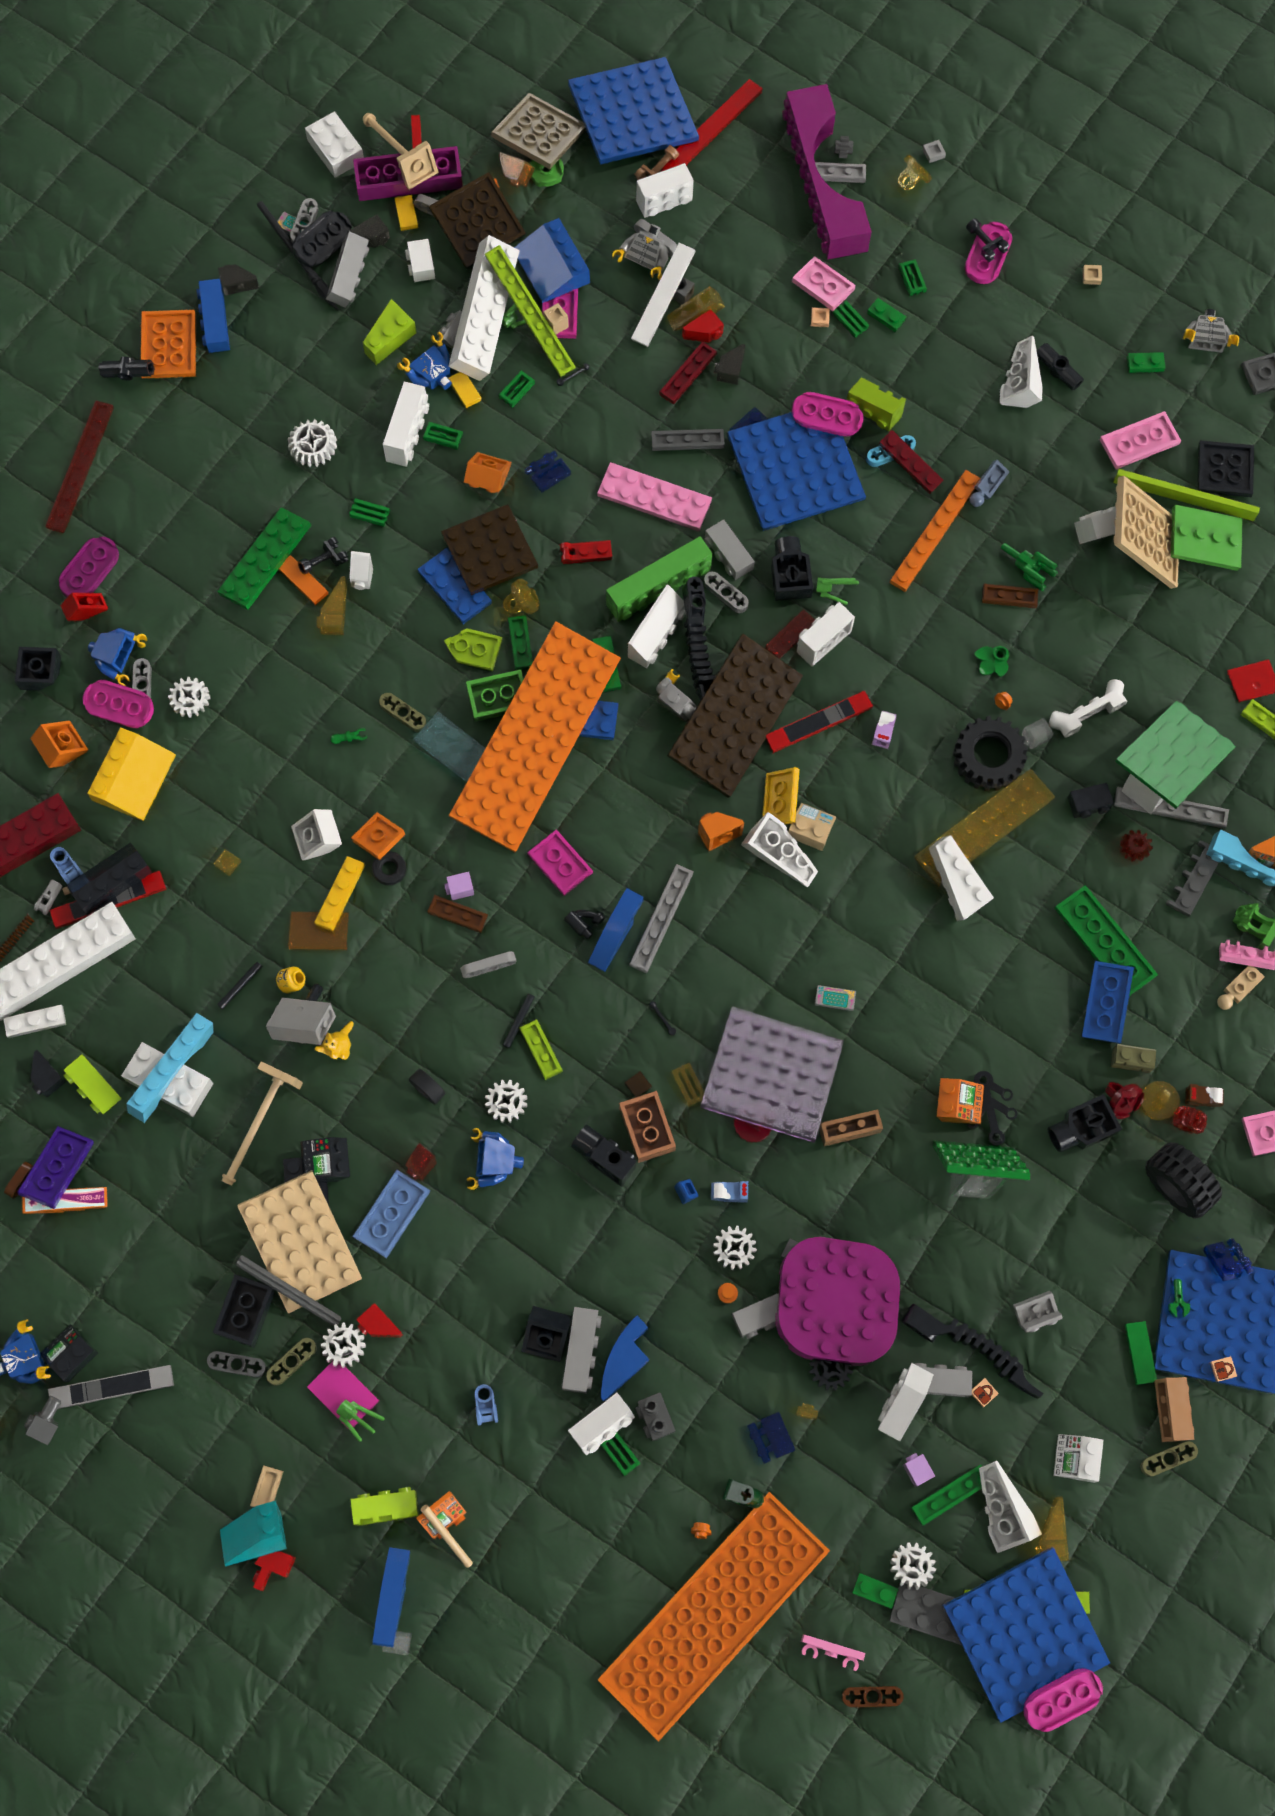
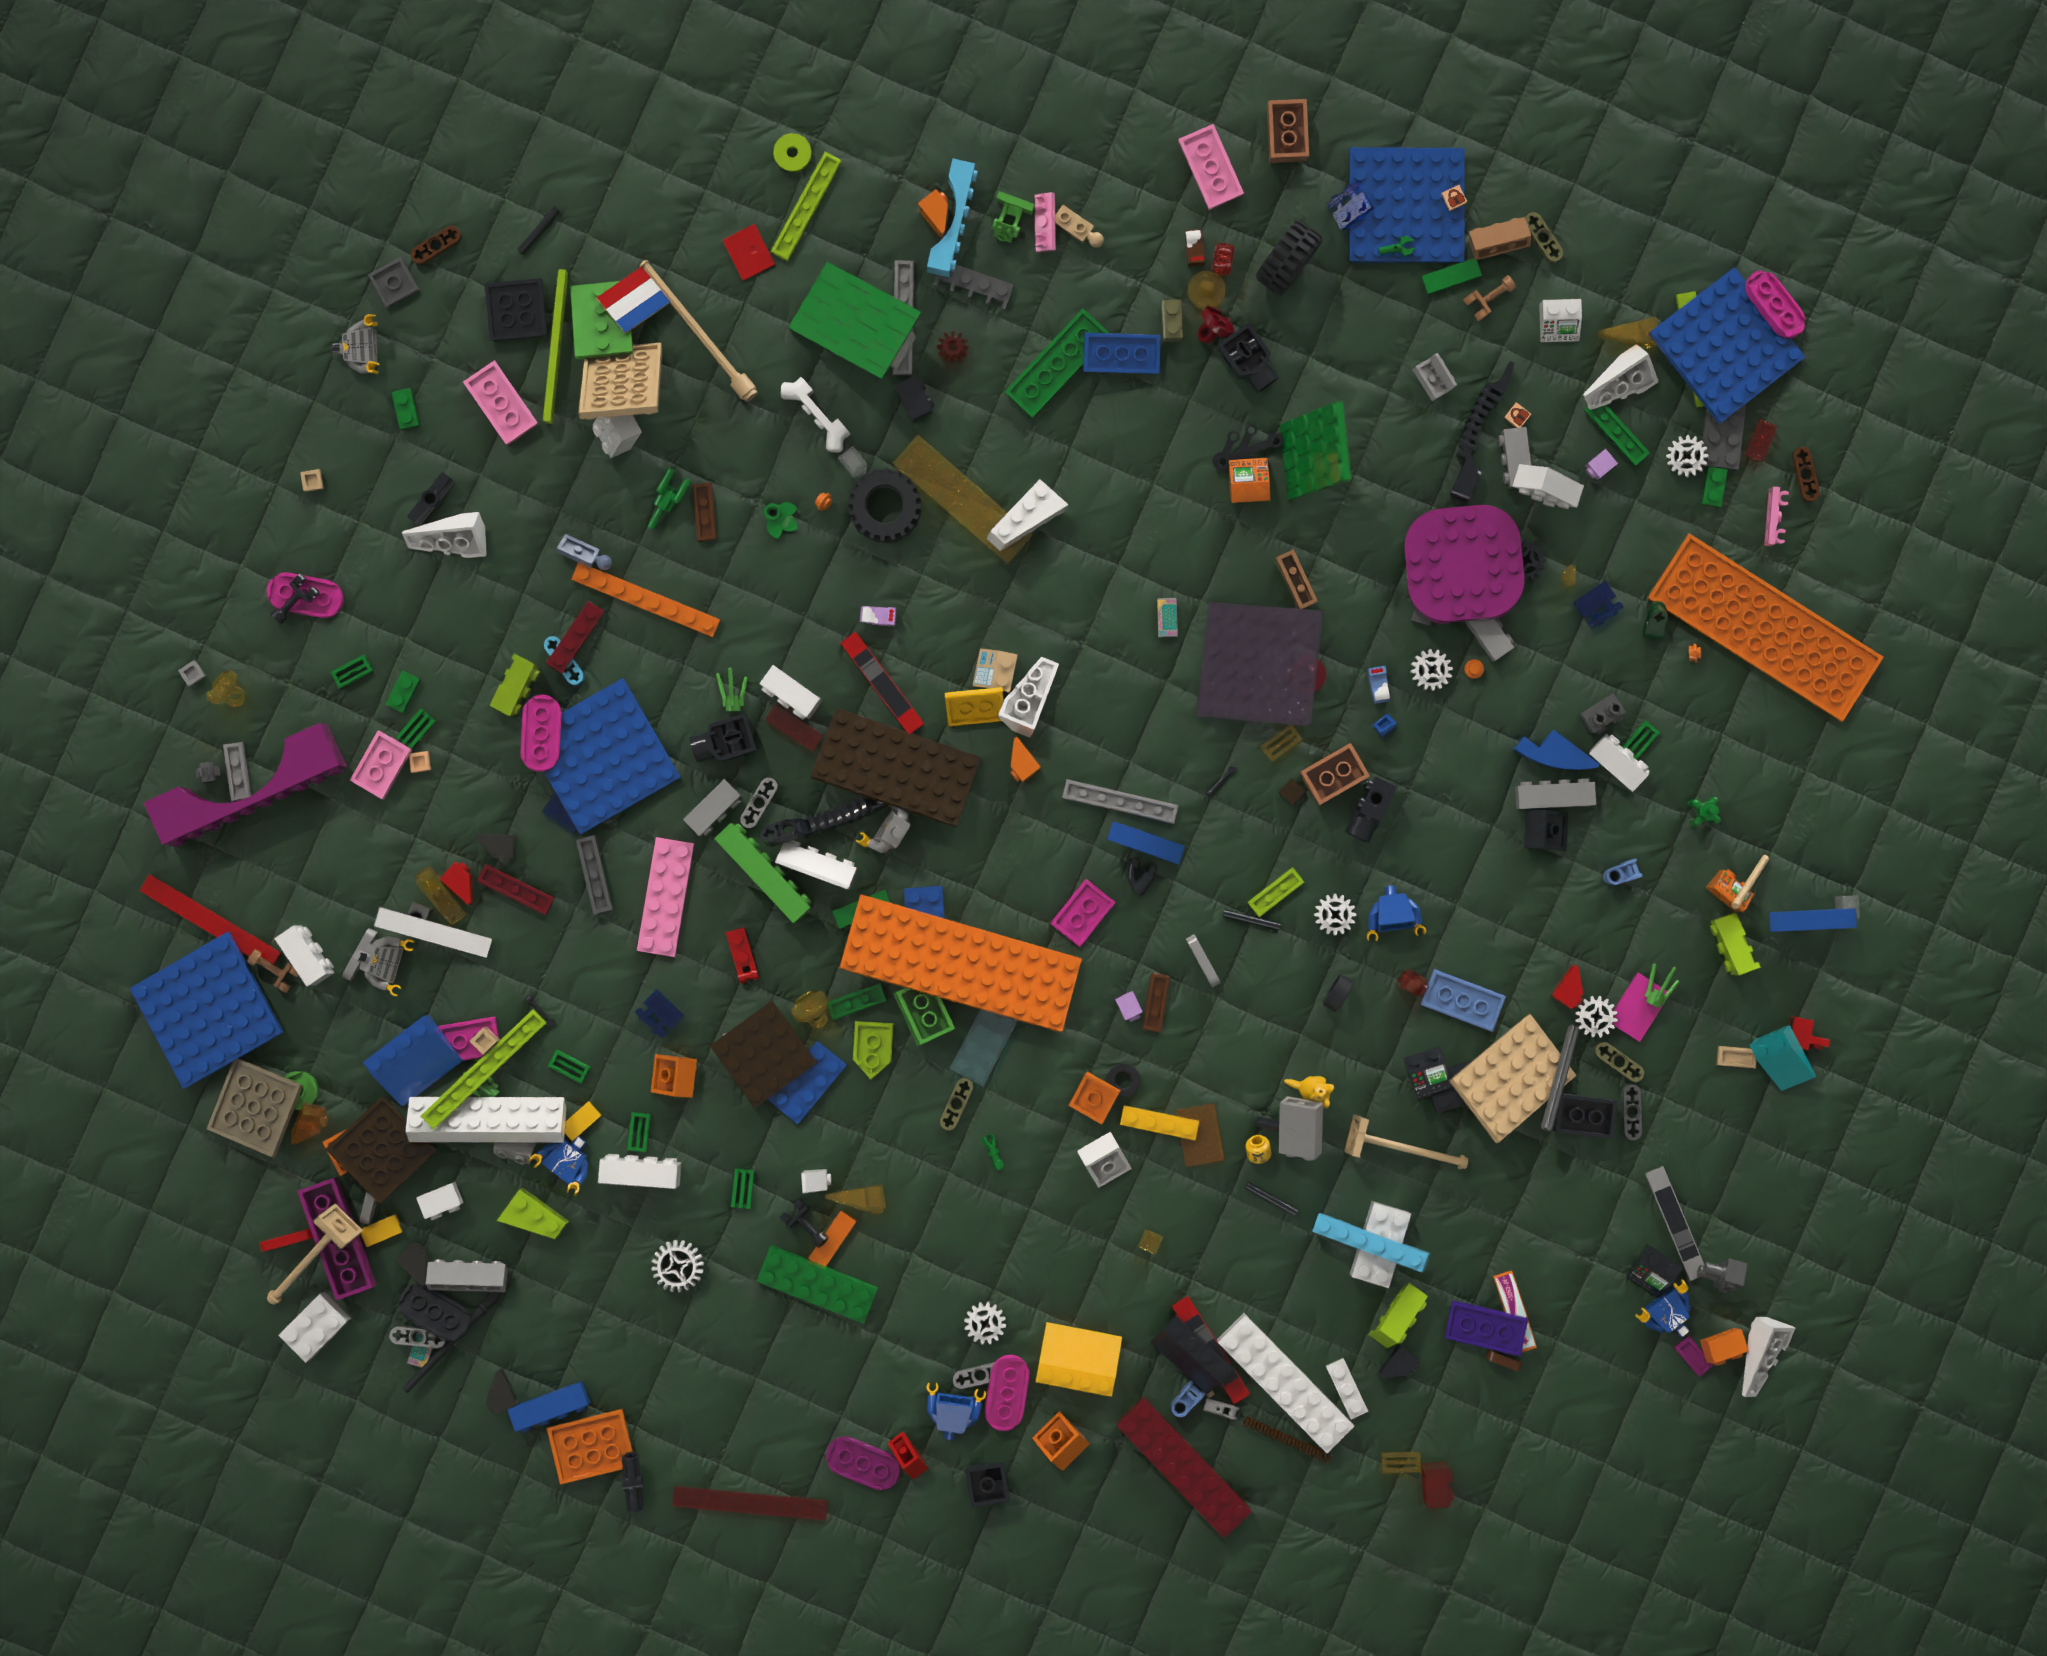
camera: 95 degrees left, 15 degrees up
(531, 1504) = (1705, 811): none -> green plant
(916, 1652) = (1760, 440): none -> clear red plate
(1123, 1408) = (1507, 284): none -> medium nougat bar
(1225, 578) = (645, 294): none -> flag

